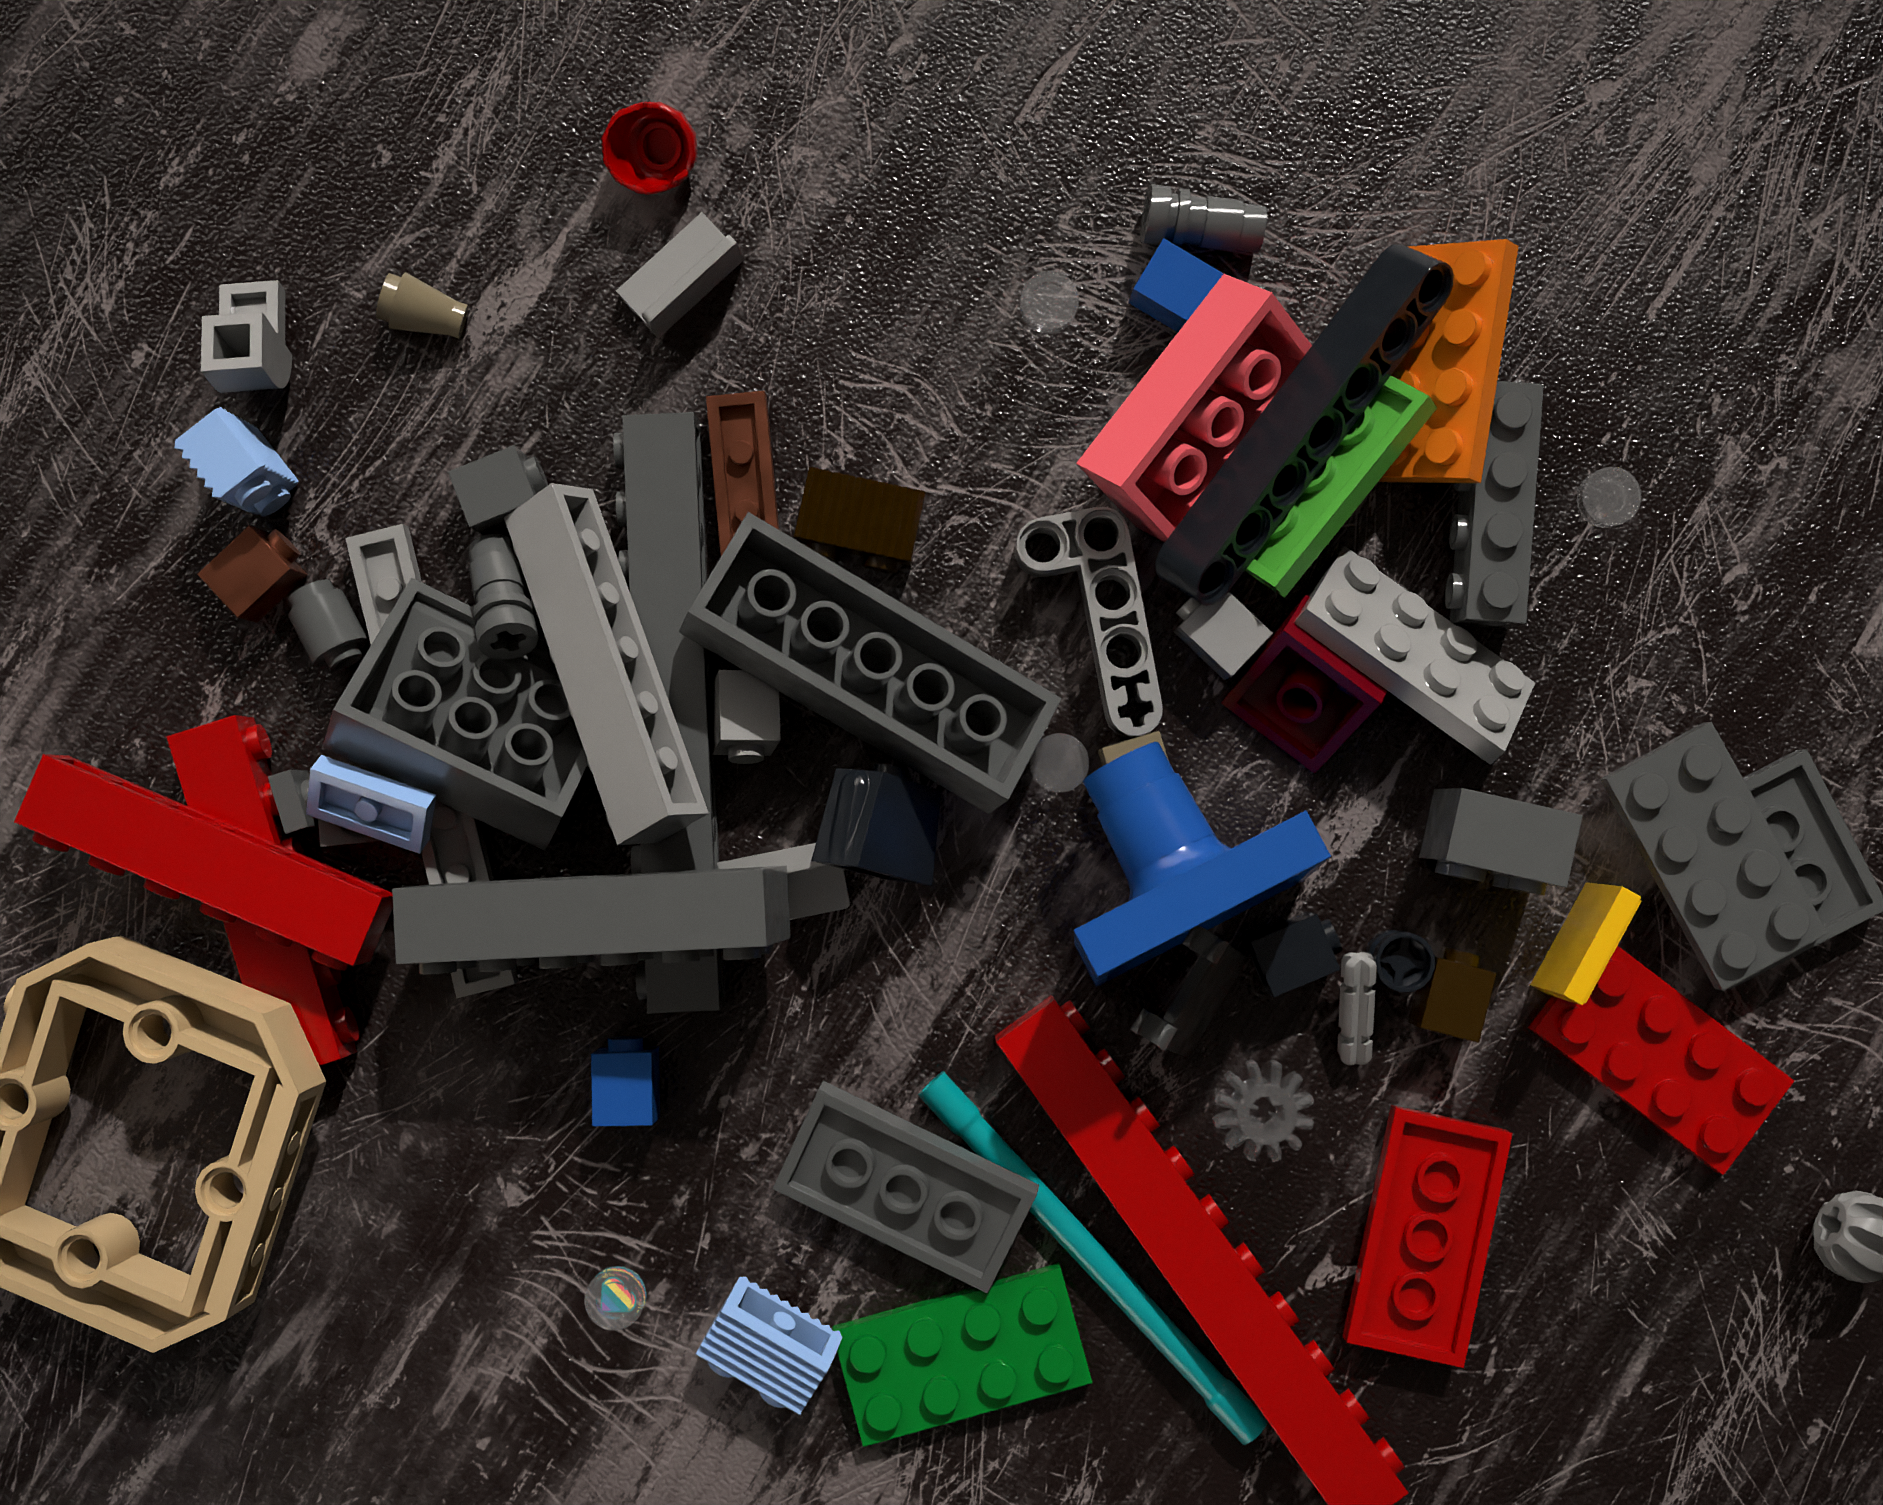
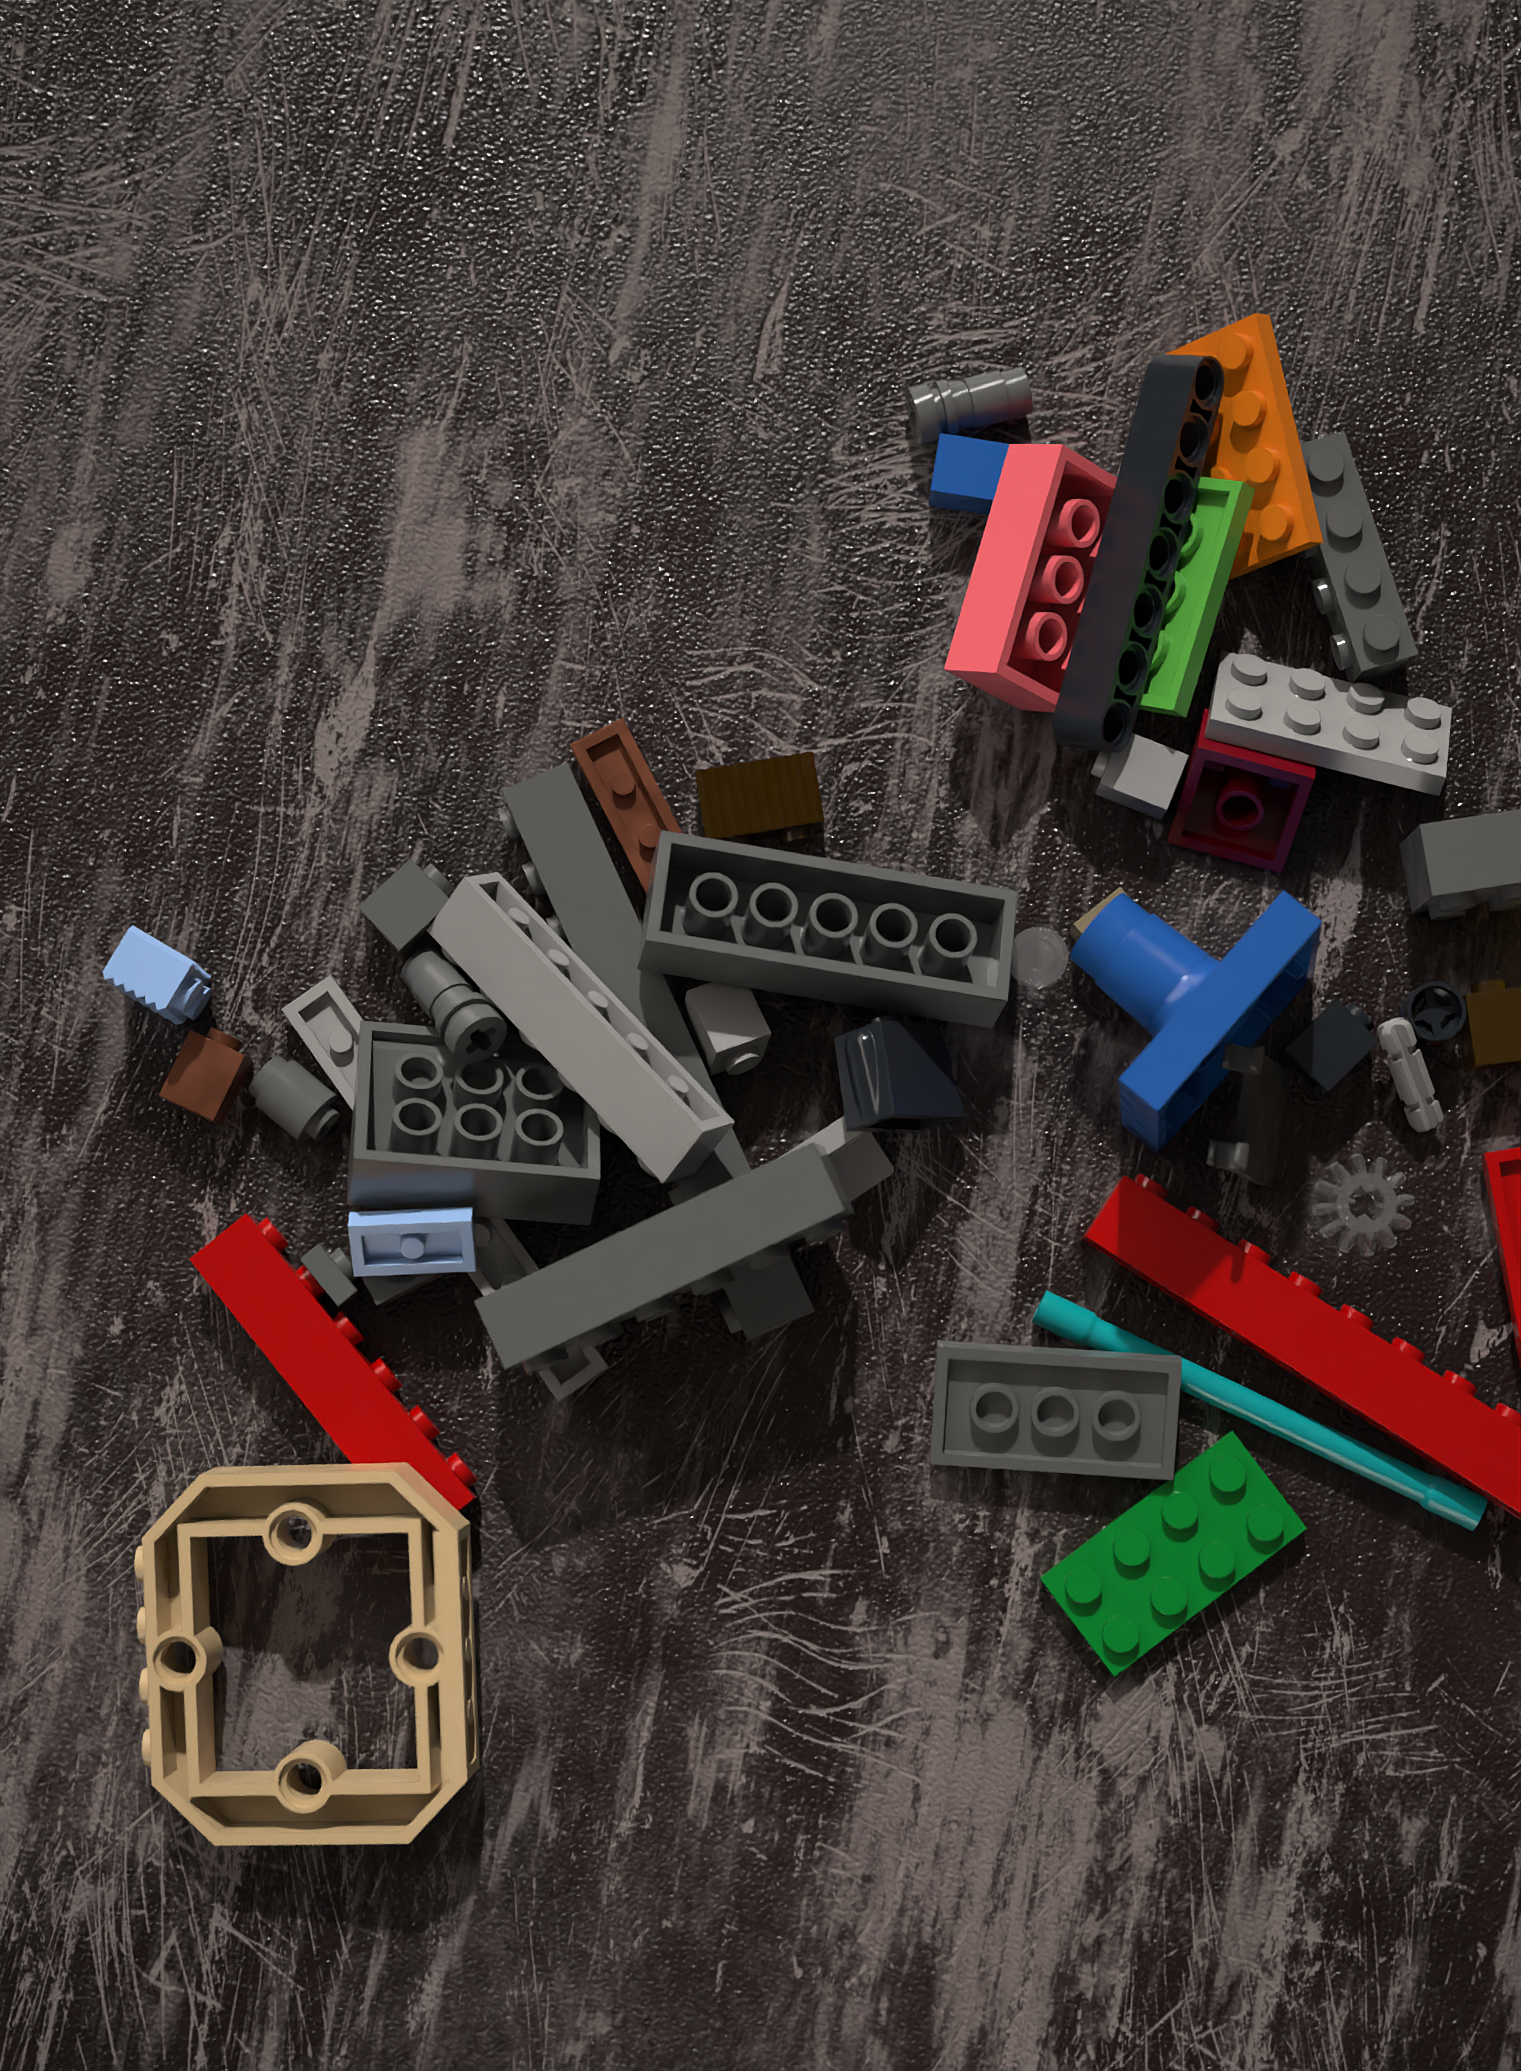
camera: 25 degrees left, 5 degrees down
(206, 860) = (278, 1354): red brick -> none
(247, 339) = (117, 856): light grey brick -> none
(418, 307) = (266, 767): dark tan cone -> none
(615, 1298) = (821, 1632): clear tile -> none
(625, 1083) = (750, 1417): blue brick -> none
(649, 147) = (426, 535): red hair -> none
(680, 274) = (498, 641): light grey panel -> none
(769, 1346) = (987, 1613): light blue brick -> none
(1049, 302) = (854, 533): clear tile -> none
(1103, 624) = (1025, 810): light grey beam -> none
(1609, 497) = (1449, 510): clear tile -> none

